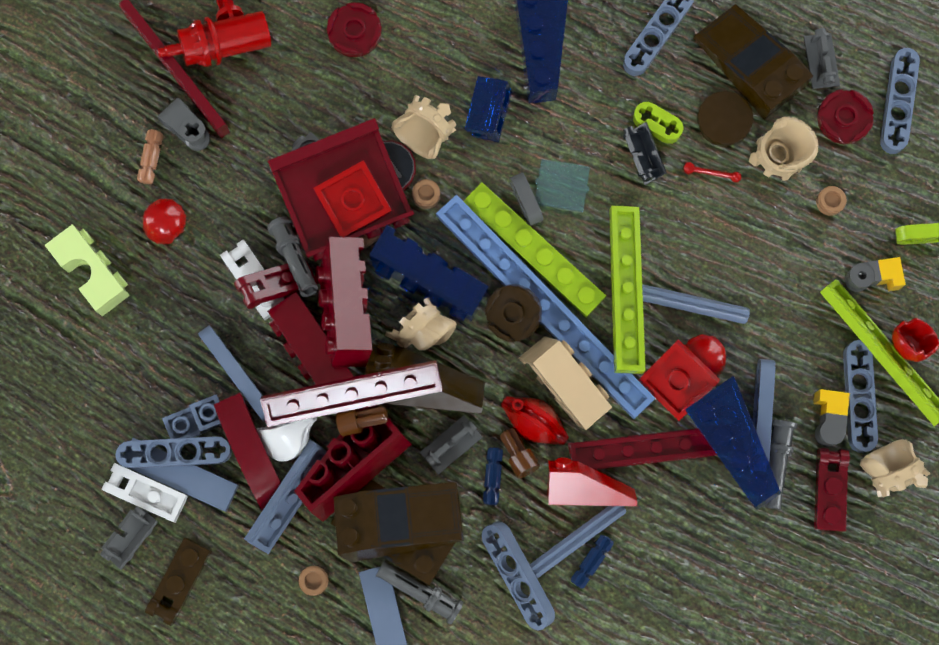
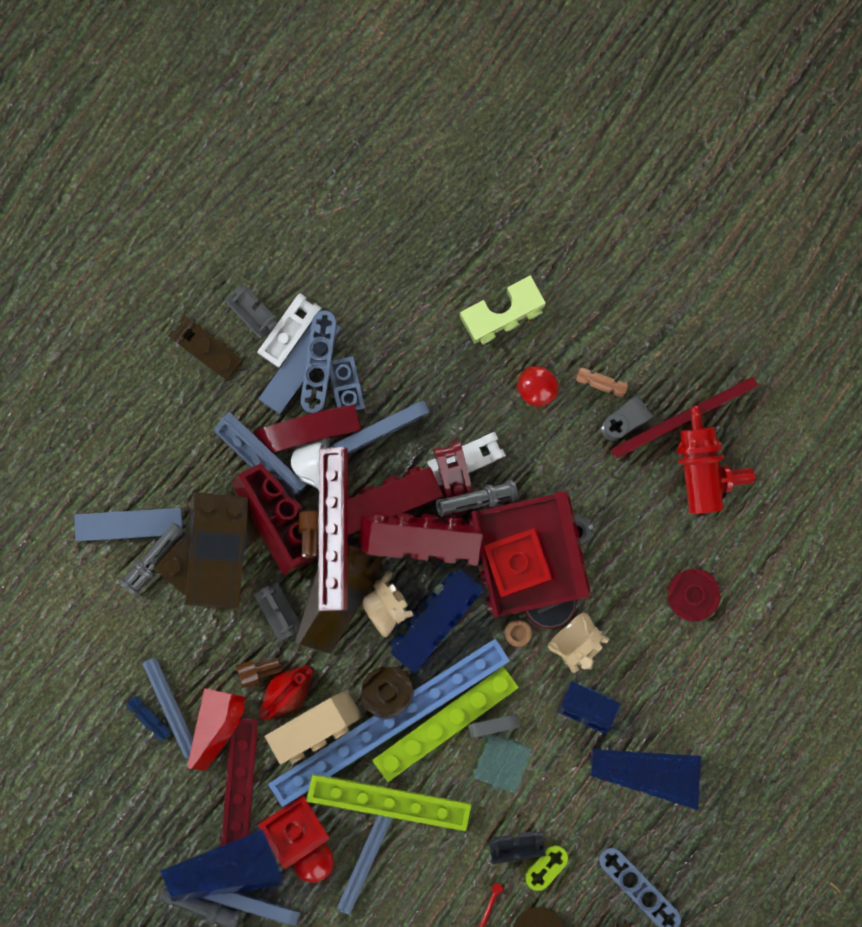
camera: 100 degrees right, 5 degrees up
(313, 580) = (182, 467): medium nougat tile -> none
(492, 476) = (242, 644): dark blue axle -> none
(513, 577) = (149, 651): sand blue beam -> none

